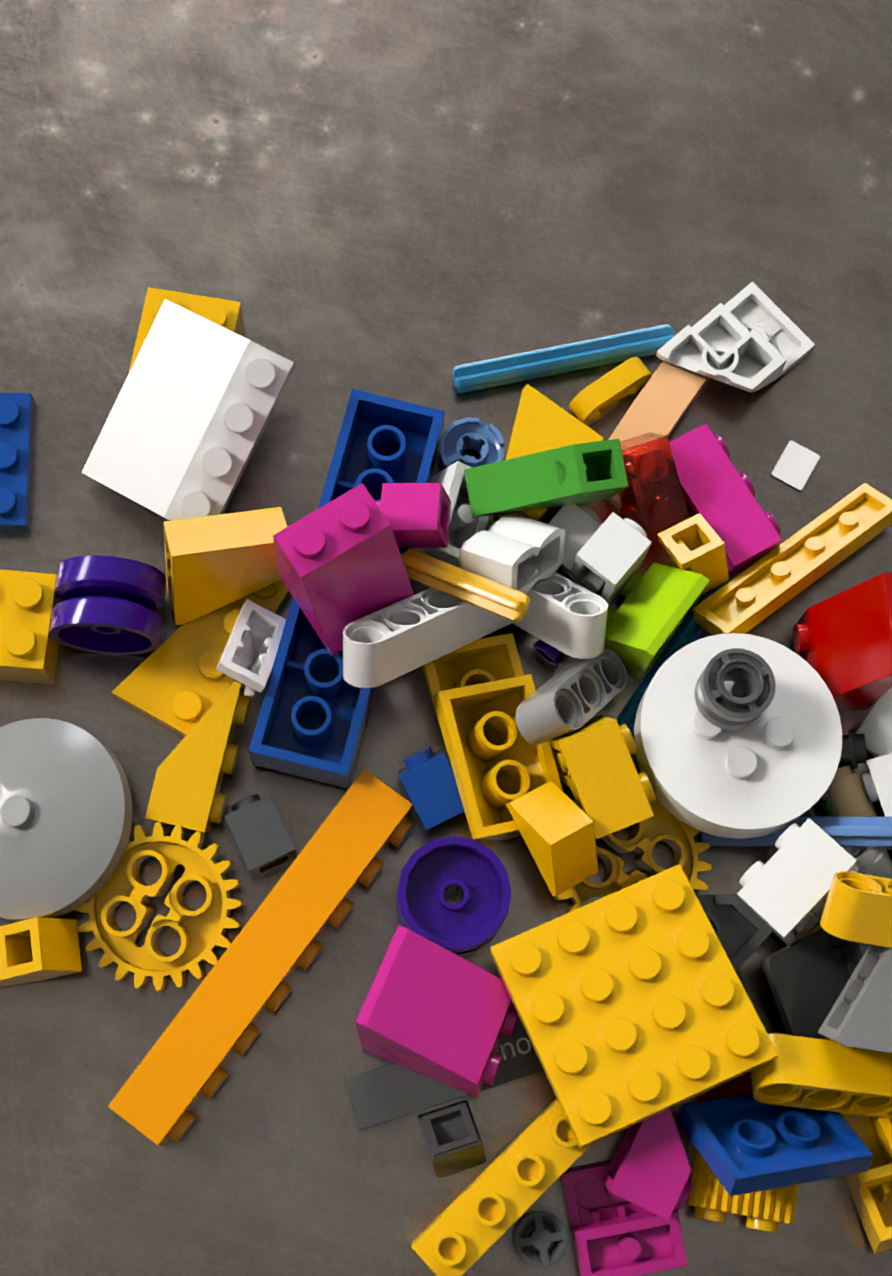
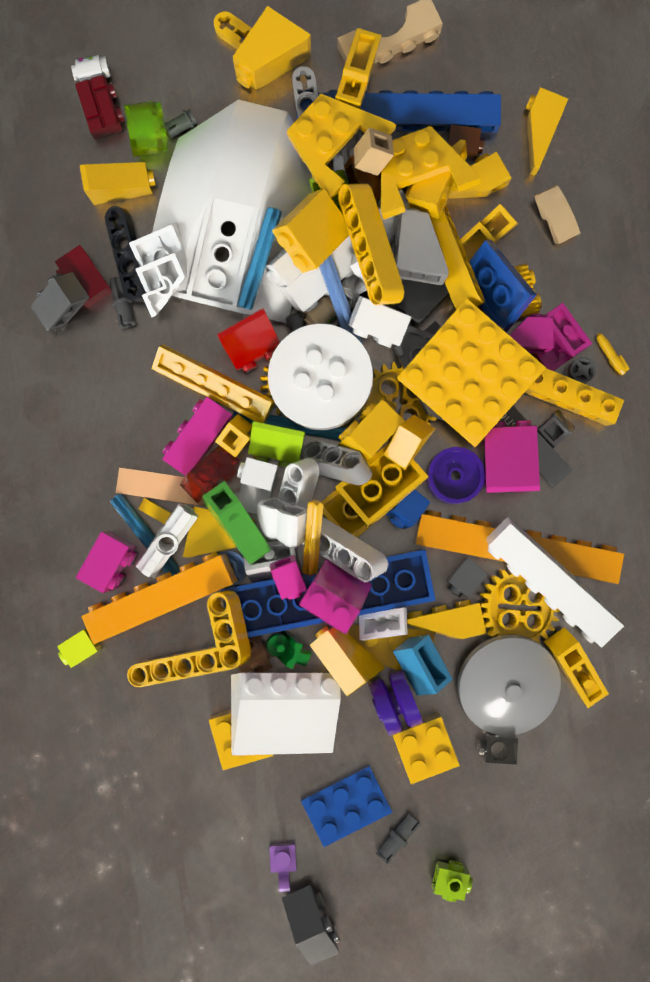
camera: 110 degrees left, 15 degrees up
(147, 678) = (422, 665): none -> dark azure brick
(170, 980) = (554, 582): none -> white brick
(287, 479) = (288, 649): none -> green hips
(306, 420) = (260, 657): none -> medium nougat brick
(360, 381) = (199, 658): none -> yellow beam
(455, 178) = (77, 648): none -> neon yellow brick
(476, 324) = (159, 598): none -> light orange brick
(574, 268) = (107, 562): none -> dark pink brick
(577, 386) = (158, 552): none -> white piece
(740, 342) = (104, 461): white slope -> none
(750, 673) = (301, 375): flat silver wheel -> none
(795, 465) = (155, 406): white sticker -> none

